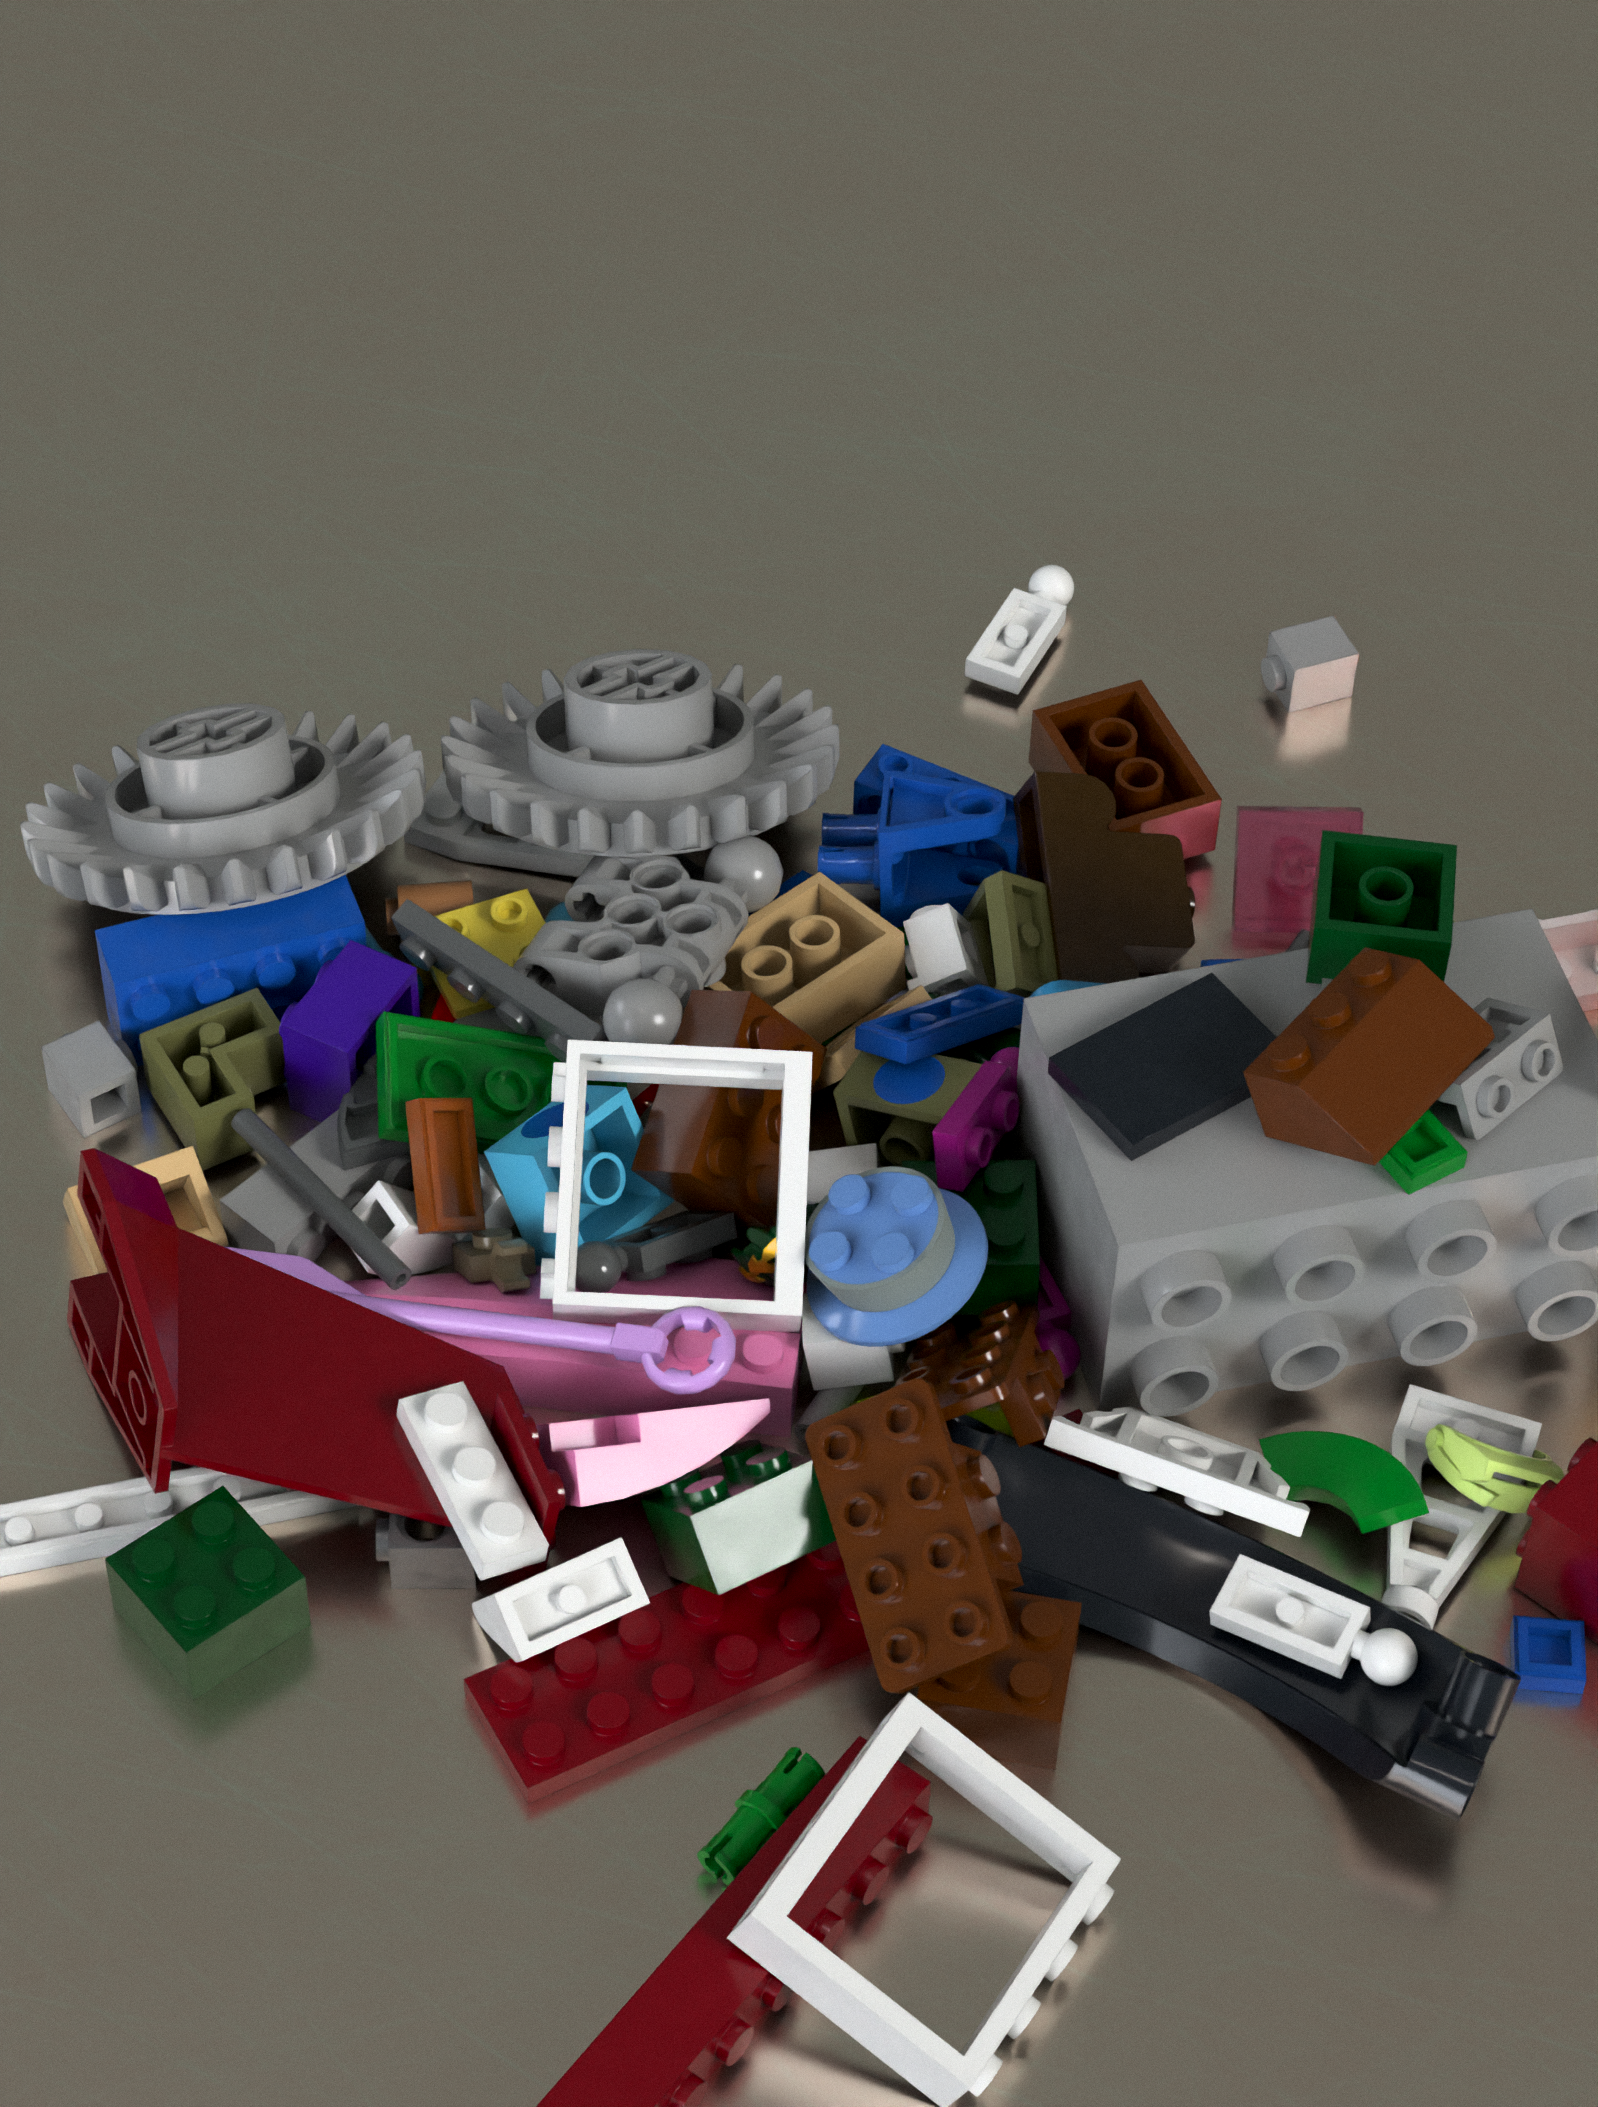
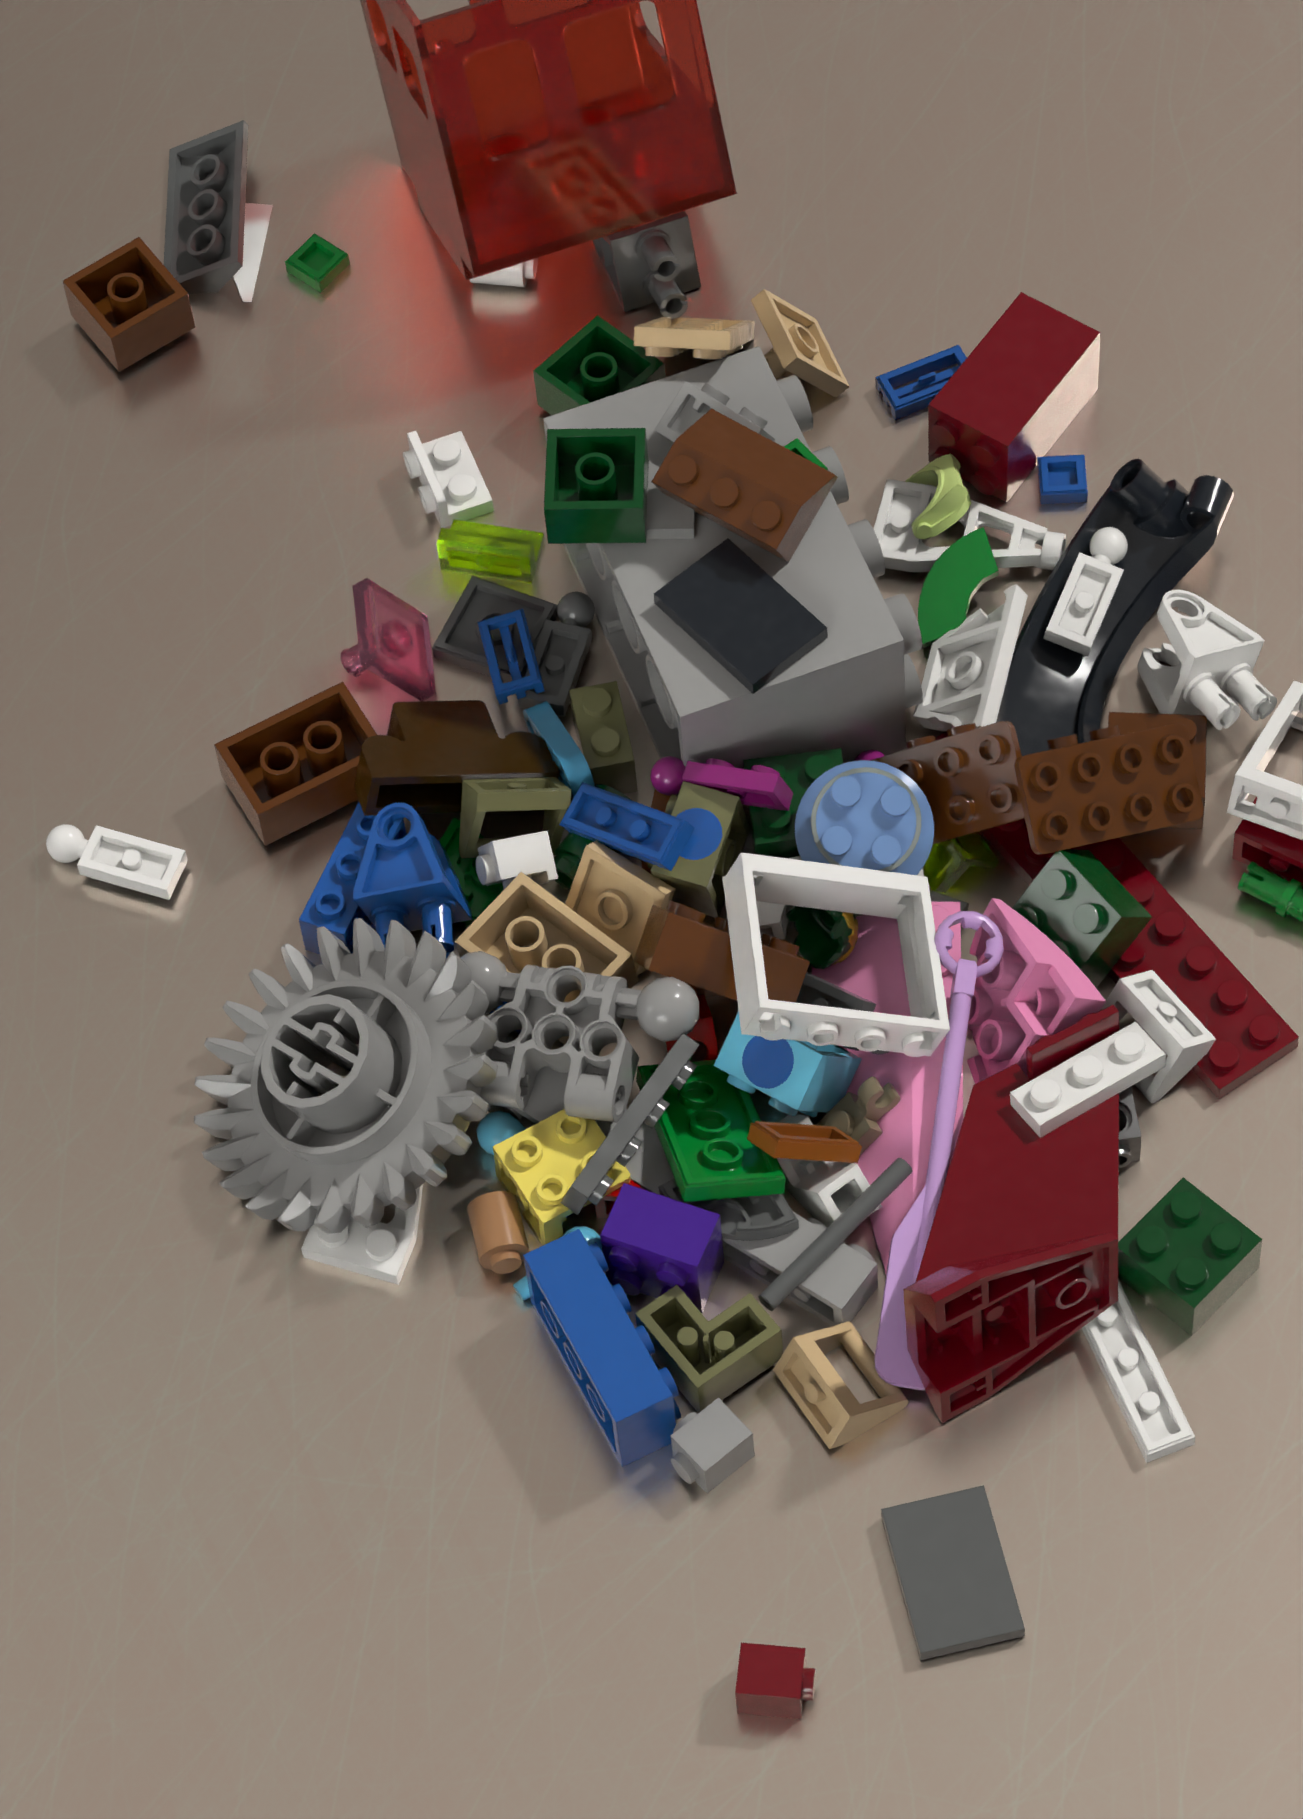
camera: 90 degrees left, 10 degrees up
(225, 812) = (519, 1378): light grey gear -> none
(1147, 1730) = (1209, 663): none -> white piece
(1310, 664) = (144, 656): light grey brick -> none

